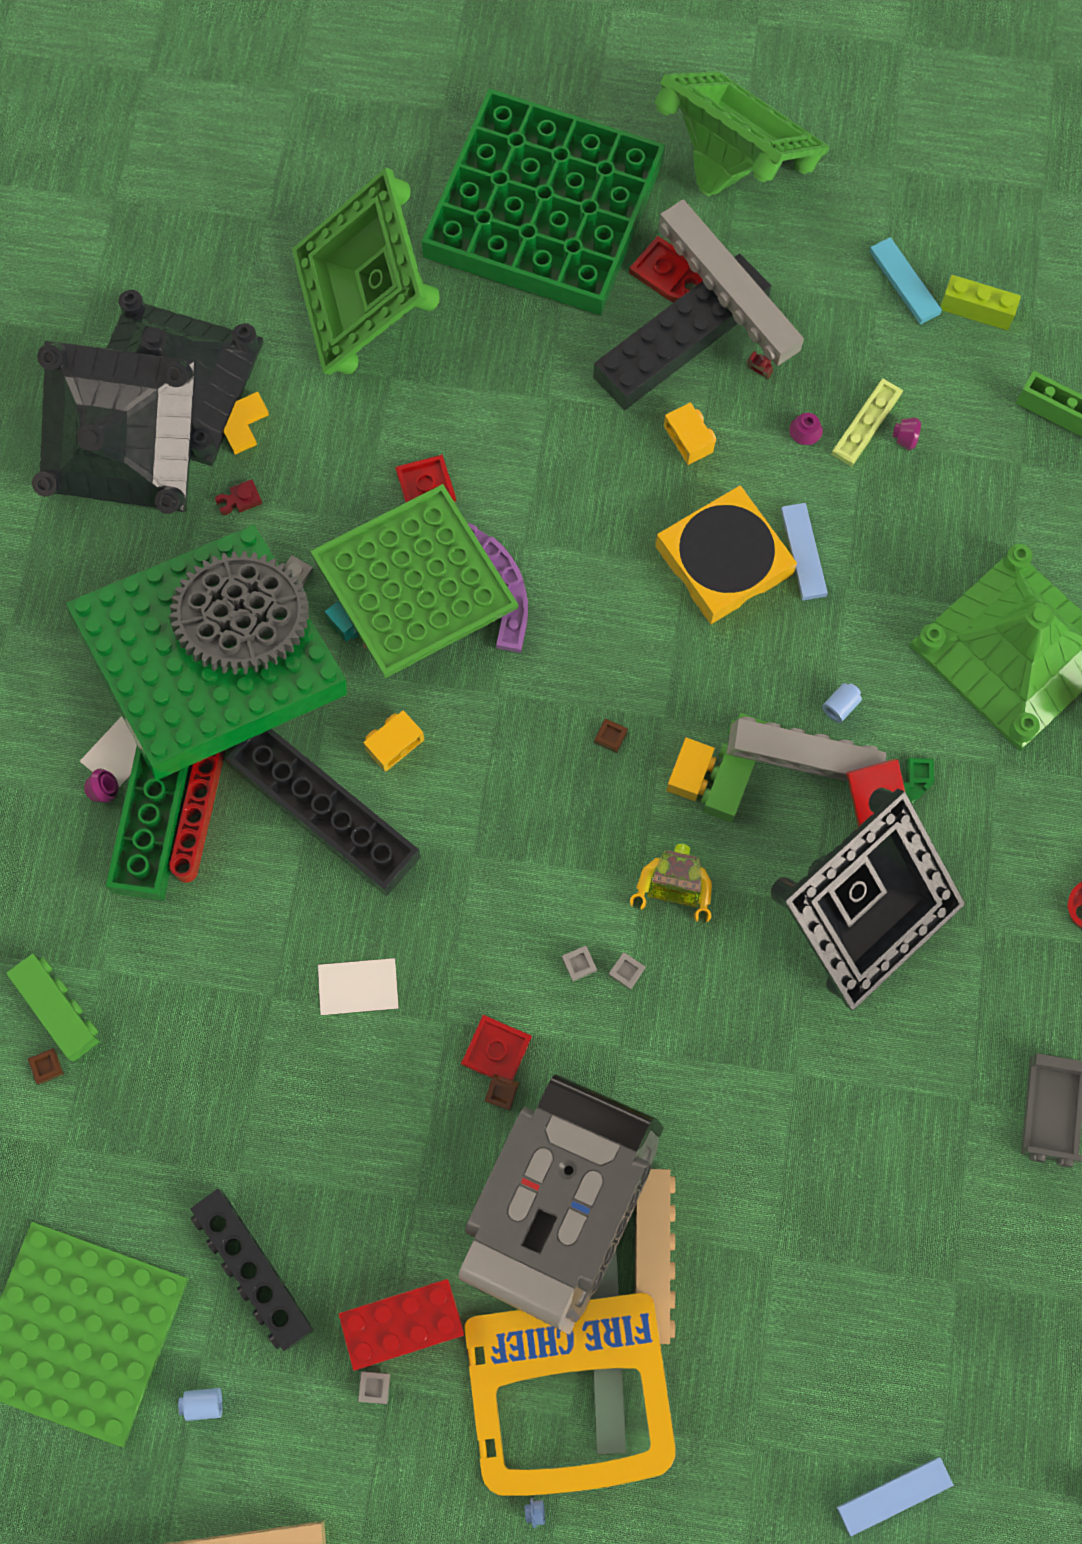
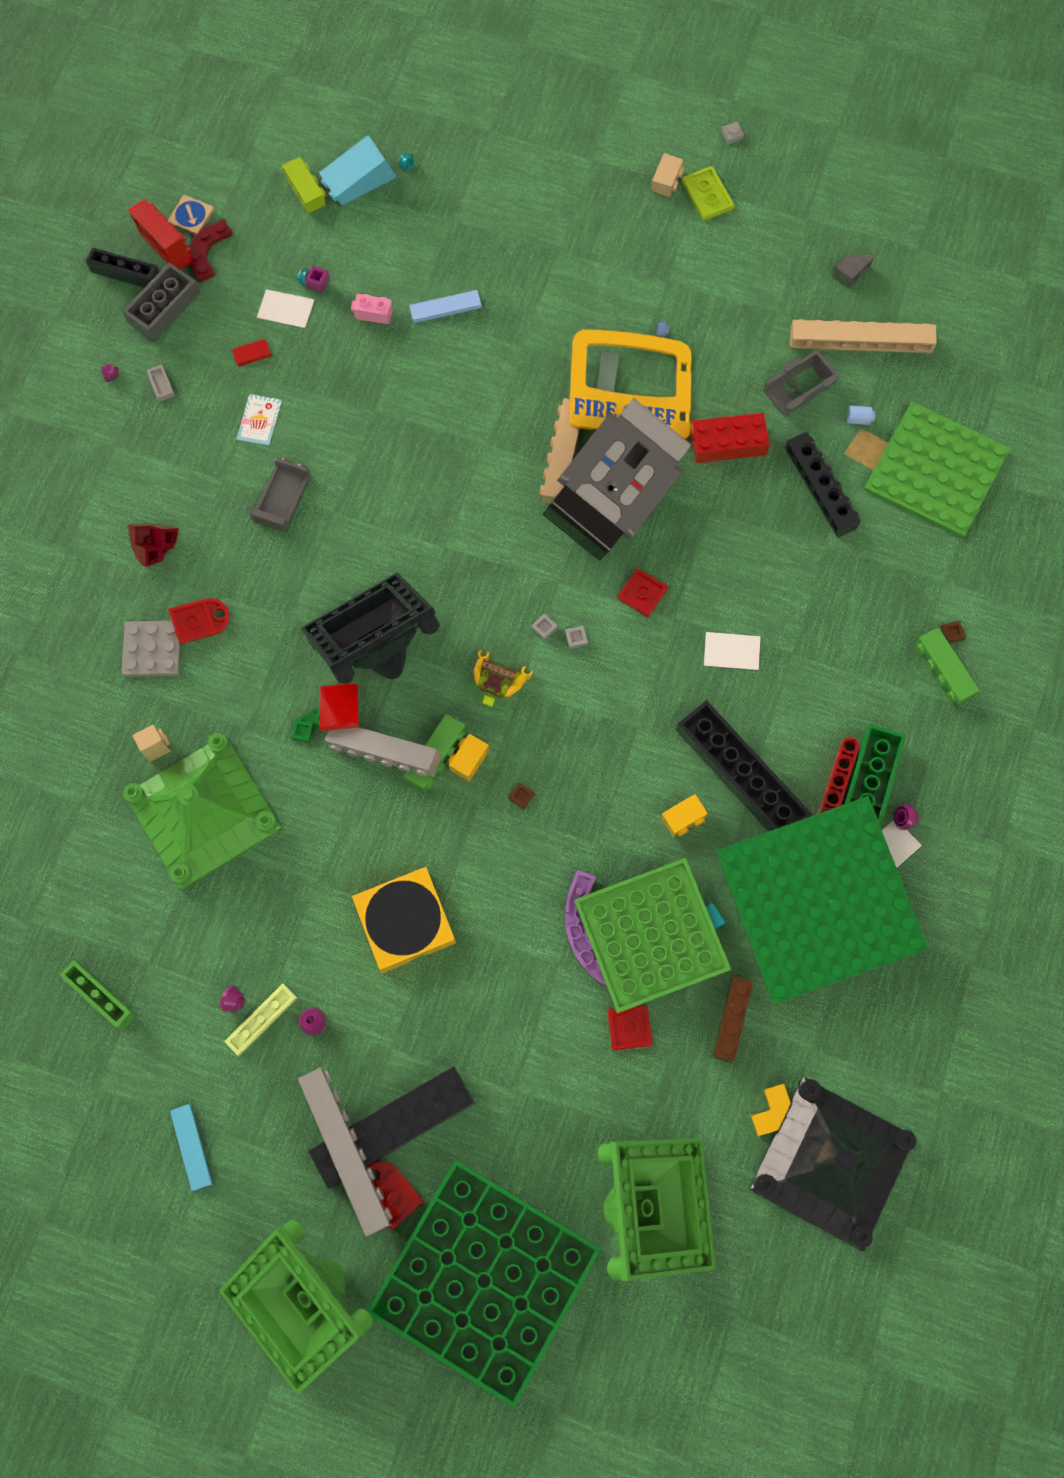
camera: 165 degrees left, 0 degrees up
(116, 425) = (881, 1104): black piece -> none
(187, 1352) = (866, 448): none -> pearl gold sticker
(230, 576) = (828, 908): dark grey gear -> none
(242, 496) = (779, 1042): dark red plate -> none
(299, 569) = (743, 967): light grey plate -> none
(302, 507) = (732, 1019): none -> reddish brown brick
(327, 1418) = (781, 398): none -> dark grey piece
(374, 1387) = (751, 406): light grey plate -> none
(501, 1092) = (643, 564): reddish brown tile -> none
(689, 433) = (407, 1031): yellow brick -> none
(760, 365) = (338, 1081): dark red plate -> none
(804, 551) = (341, 916): light blue tile -> none
(842, 702) = (345, 788): light blue brick -> none
(980, 302) = (136, 1109): lime brick -> none
(1008, 1461) = (372, 308): none -> bright pink brick

